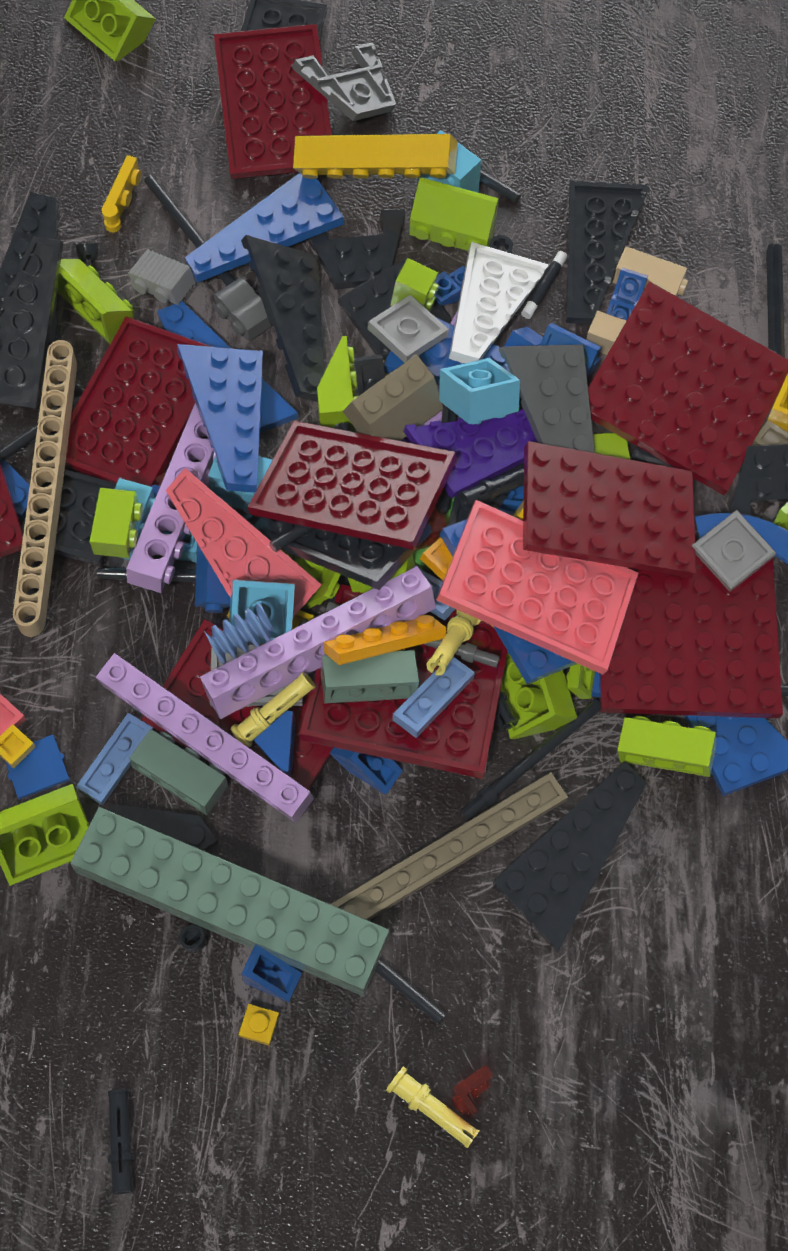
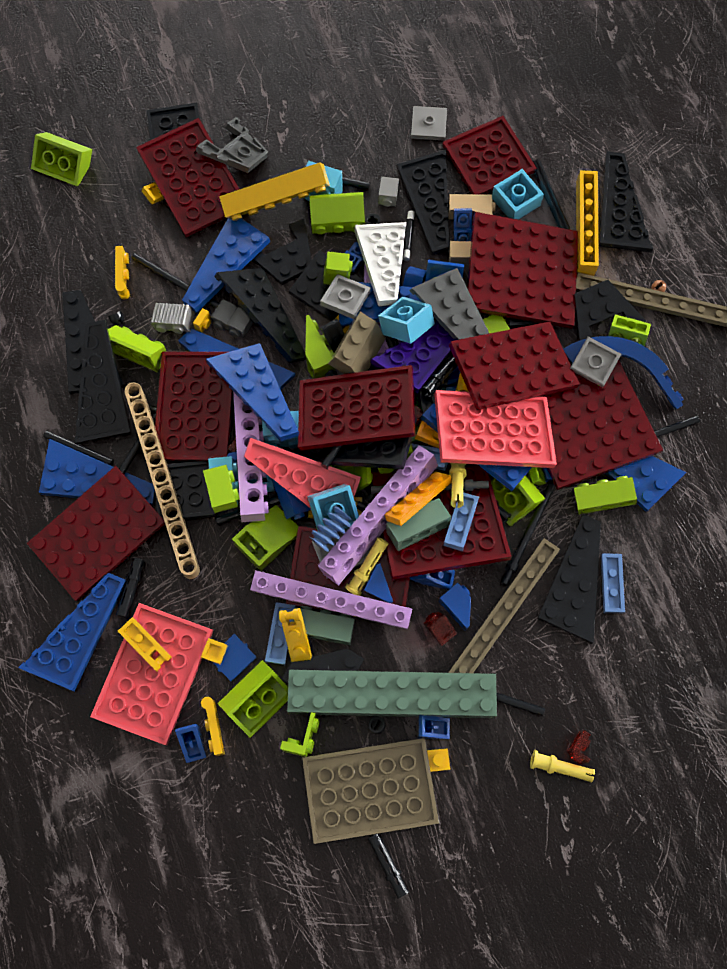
camera: 20 degrees left, 5 degrees up
(81, 922) = (294, 746): none -> lime bracket
(132, 765) = (295, 635): none -> yellow plate
(141, 1026) = (369, 790): none -> dark tan plate
(153, 620) = (266, 539): none -> lime slope
(201, 296) = (202, 321): none -> yellow plate
(210, 104) = (152, 193): none -> yellow plate
(344, 839) = (440, 627): none -> clear red bracket
(384, 816) = (458, 604): none -> blue slope
(541, 214) = (388, 191): none -> light grey brick
(625, 877) = (612, 583): none -> medium blue plate
(642, 142) = (429, 123): none -> light grey plate
(709, 216) = (488, 155): none -> dark red plate
(725, 282) = (517, 195): none -> medium azure brick

